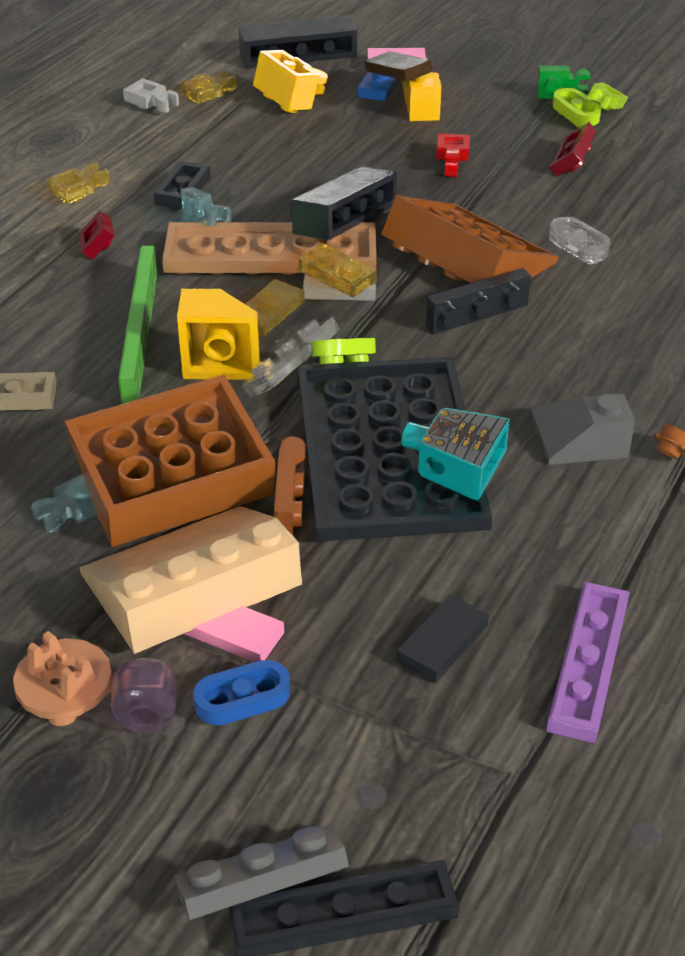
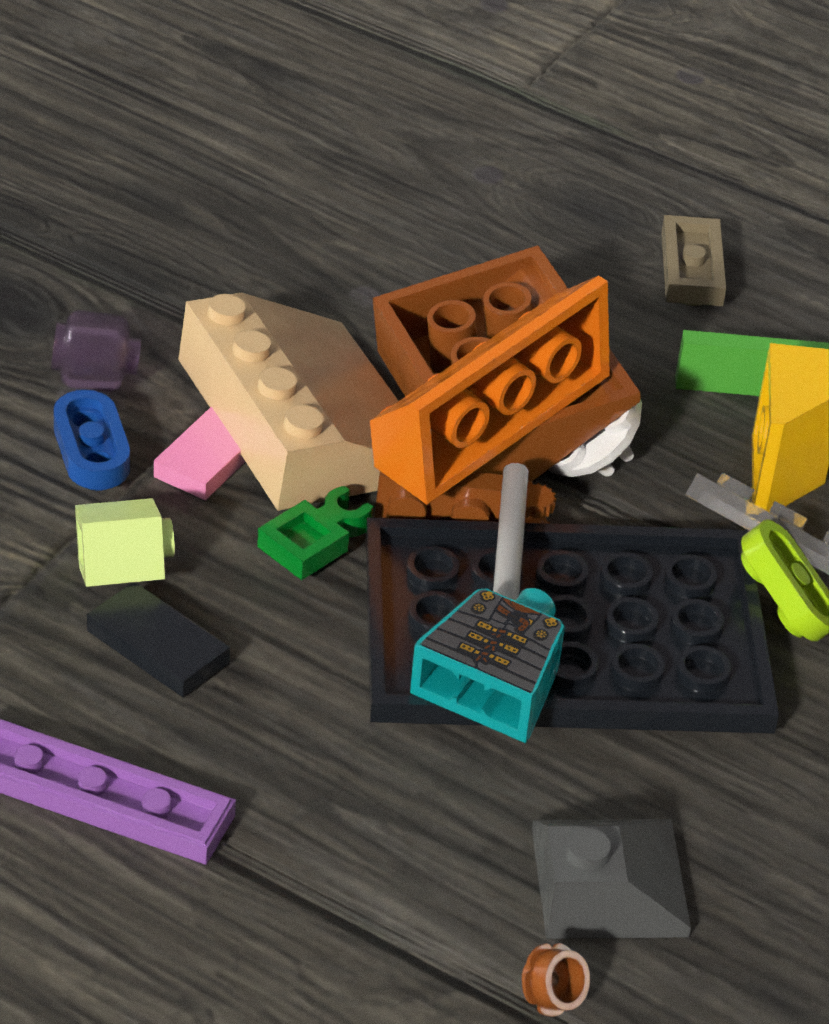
camera: 90 degrees right, 0 degrees up
(78, 669) = (150, 298): nougat plate -> none
(251, 419) = (495, 393): none -> orange slope
(330, 563) = (311, 537): none -> green plate
(346, 451) = (511, 530): none -> light grey bar
(370, 652) = (122, 542): none -> yellowish green brick

